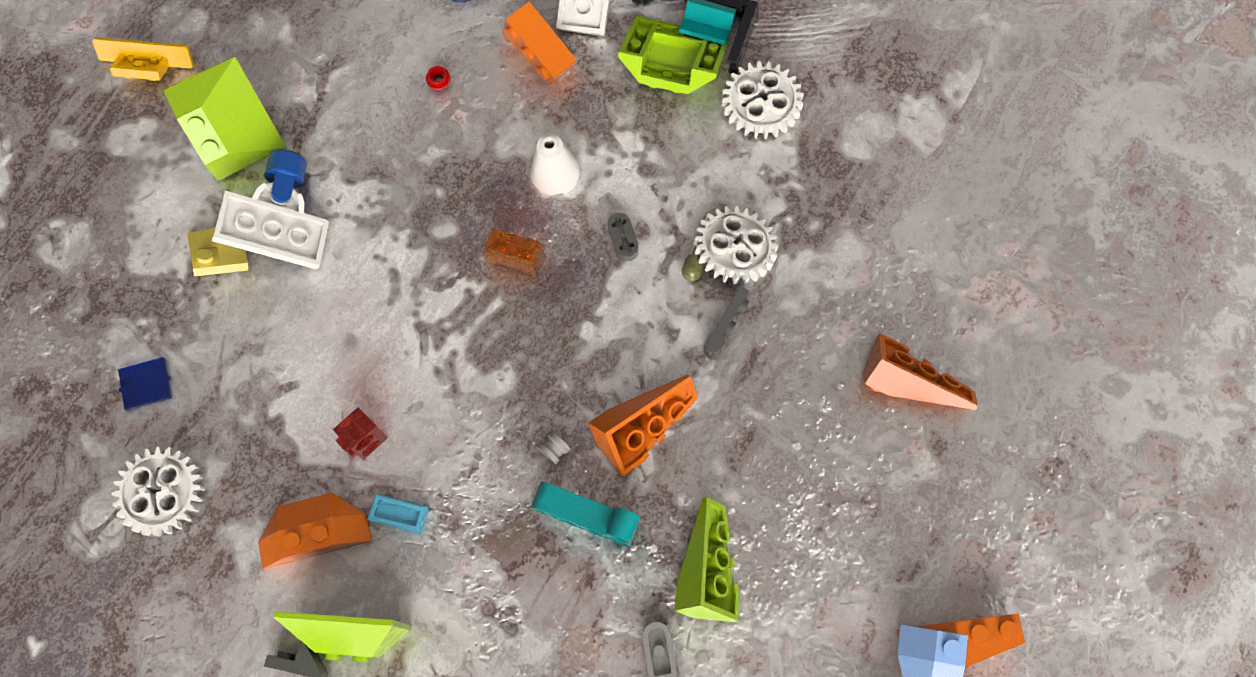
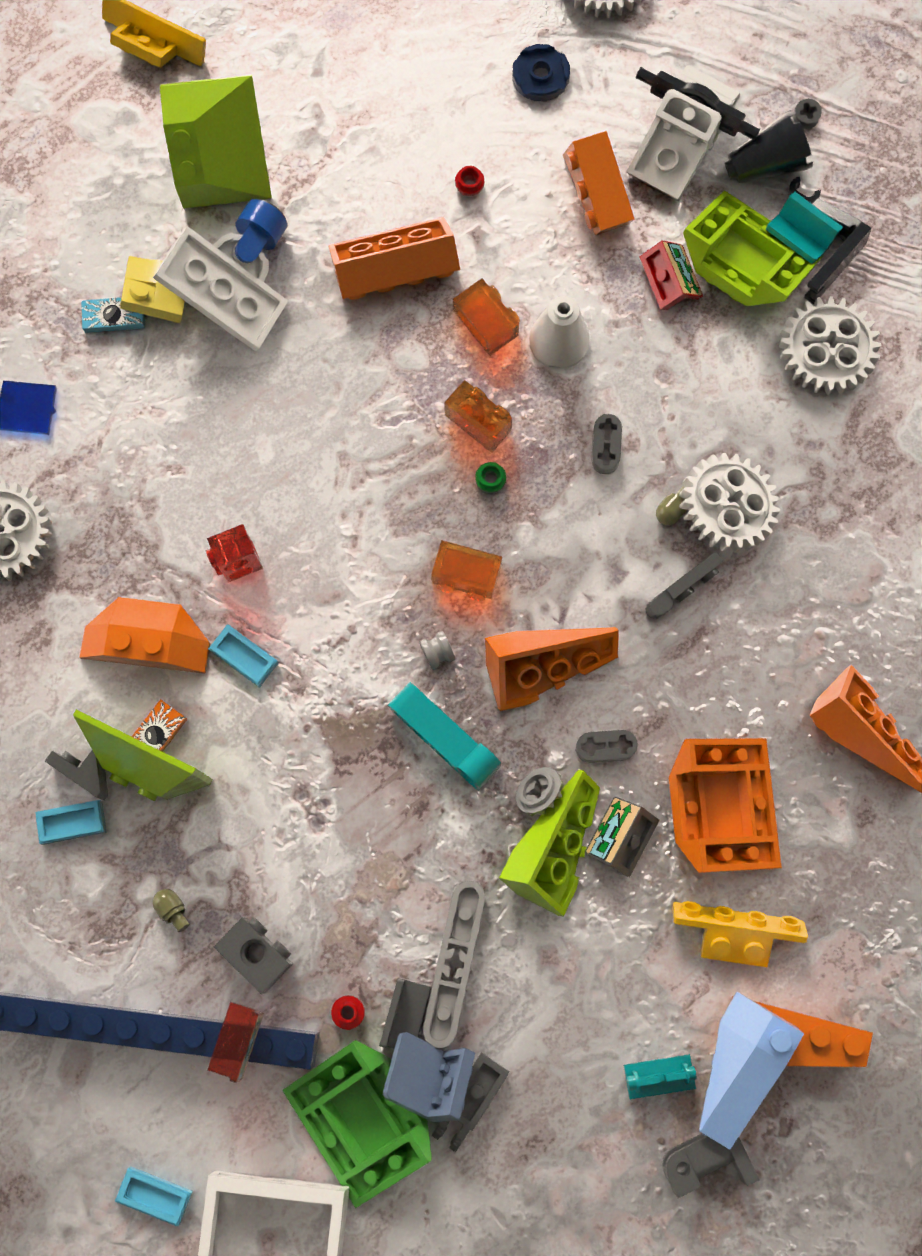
camera: 20 degrees right, 5 degrees up
(186, 286) = (105, 315): none -> tile
(350, 598) = (160, 726): none -> tile
(401, 157) = (394, 258): none -> orange slope
(491, 174) = (486, 316): none -> clear orange brick
(539, 290) = (494, 469): none -> green plate
(552, 376) = (466, 571): none -> clear orange brick
(620, 91) = (670, 274): none -> panel
(670, 527) = (531, 787): none -> light grey gear
(714, 465) = (606, 738): none -> dark grey beam
(758, 537) = (622, 835): none -> panel
(828, 480) = (724, 805): none -> orange slope
(880, 579) = (737, 934): none -> yellow bracket

